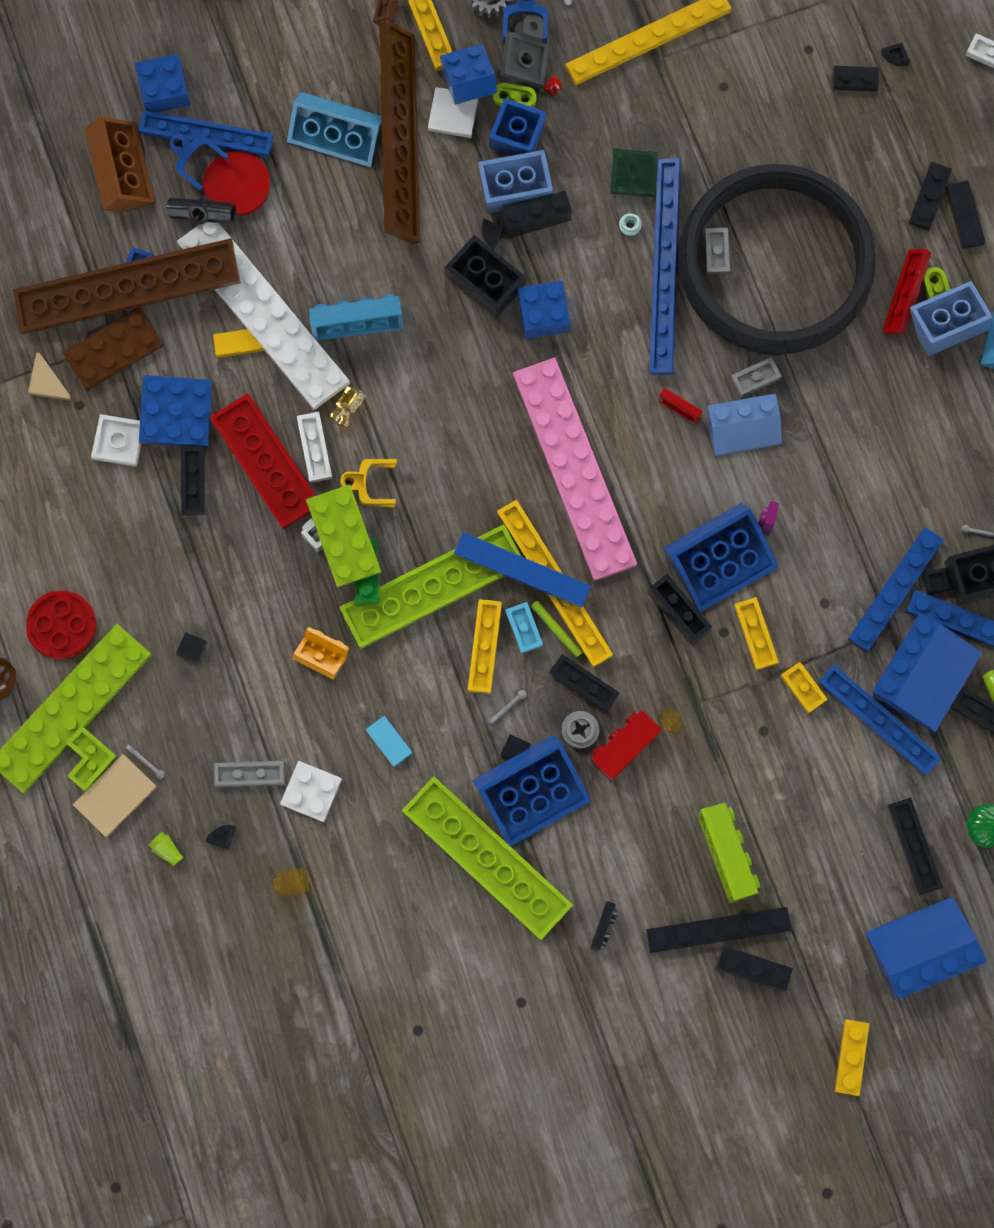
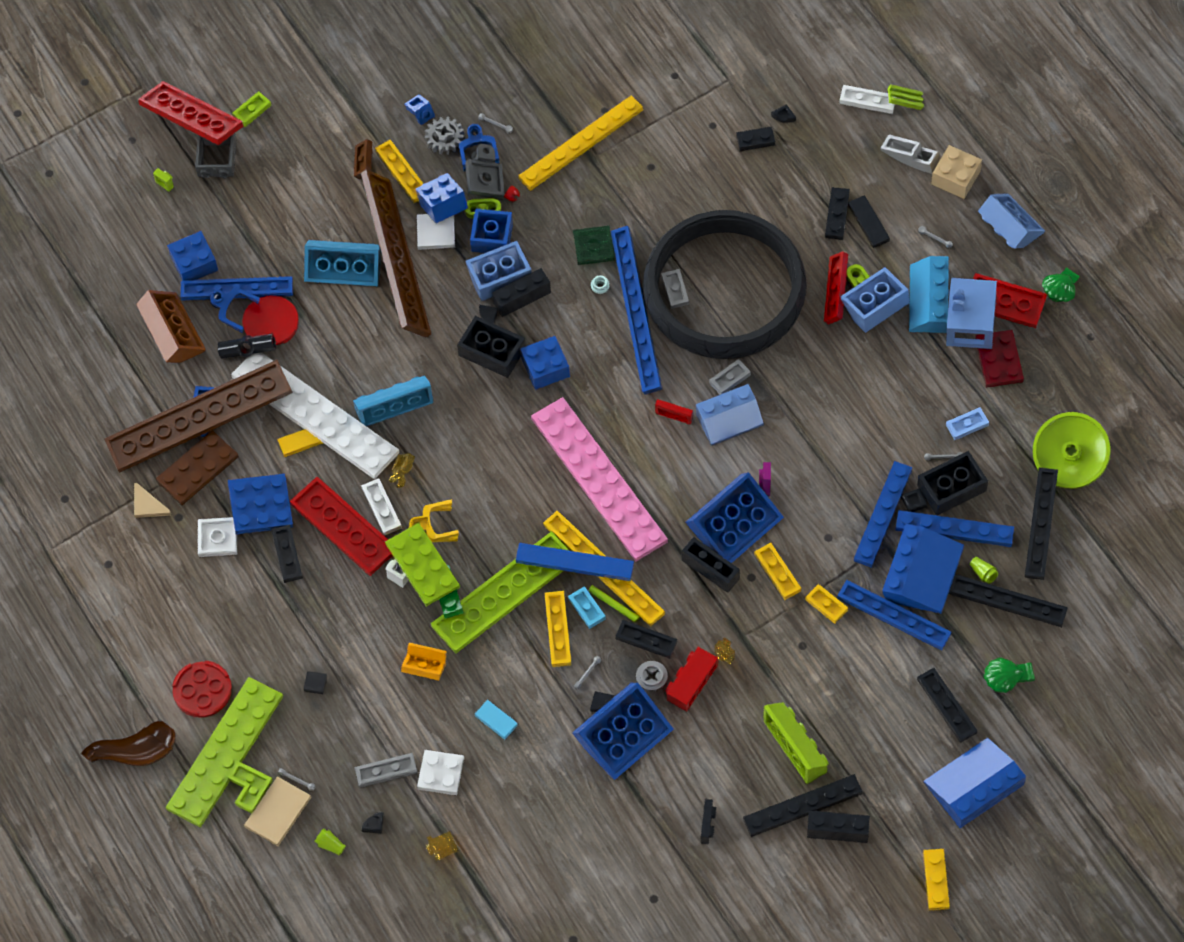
camera: 10 degrees left, 15 degrees down
(487, 858) = (598, 791): lime plate -> none

